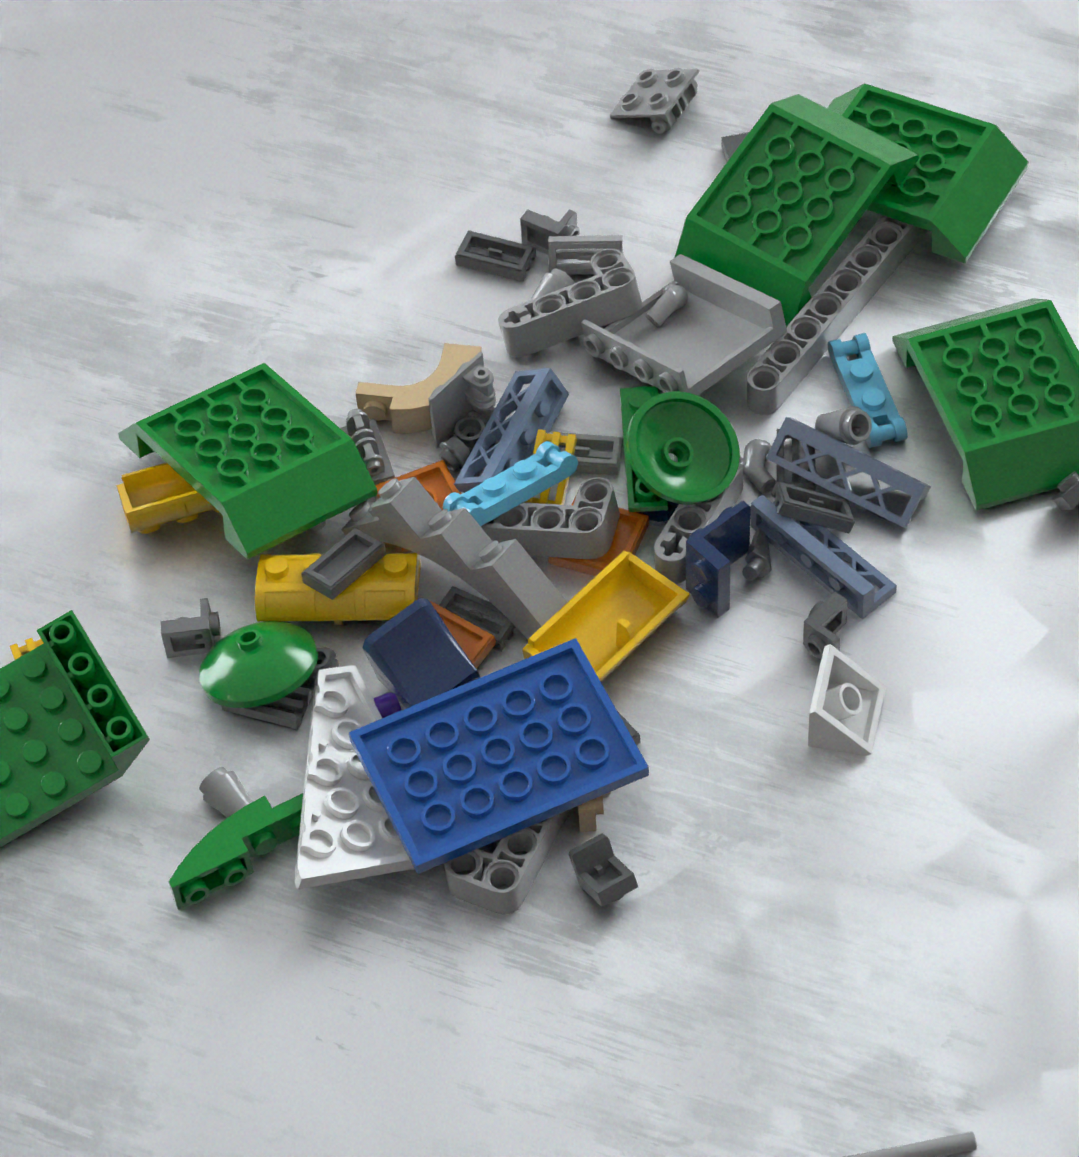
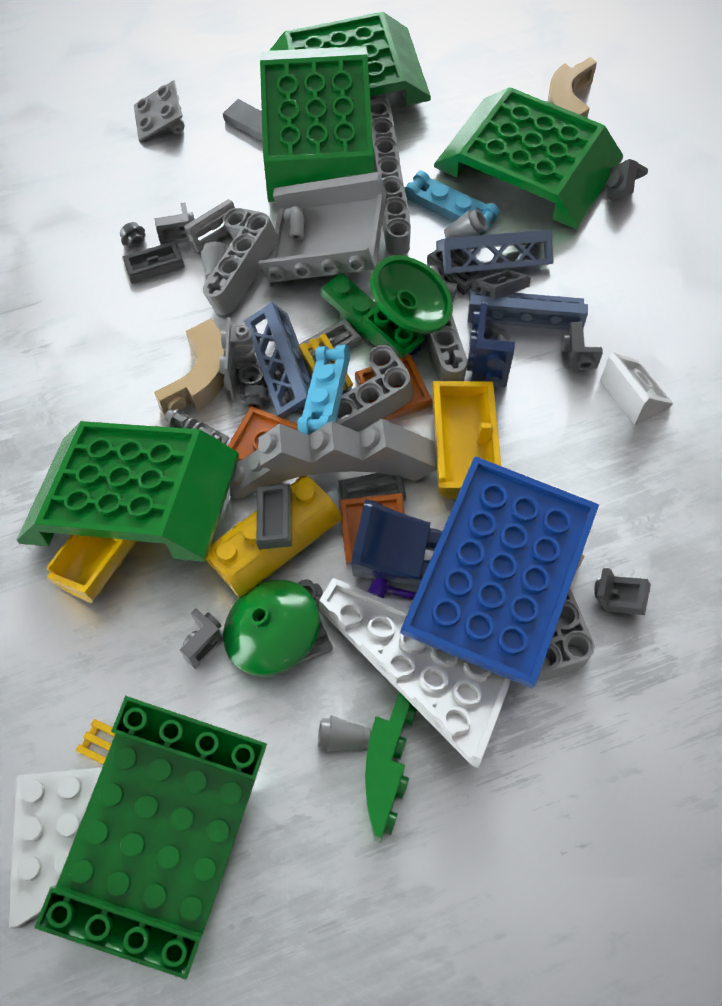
camera: 45 degrees left, 10 degrees up
(499, 214) = (132, 235): none -> dark grey plate

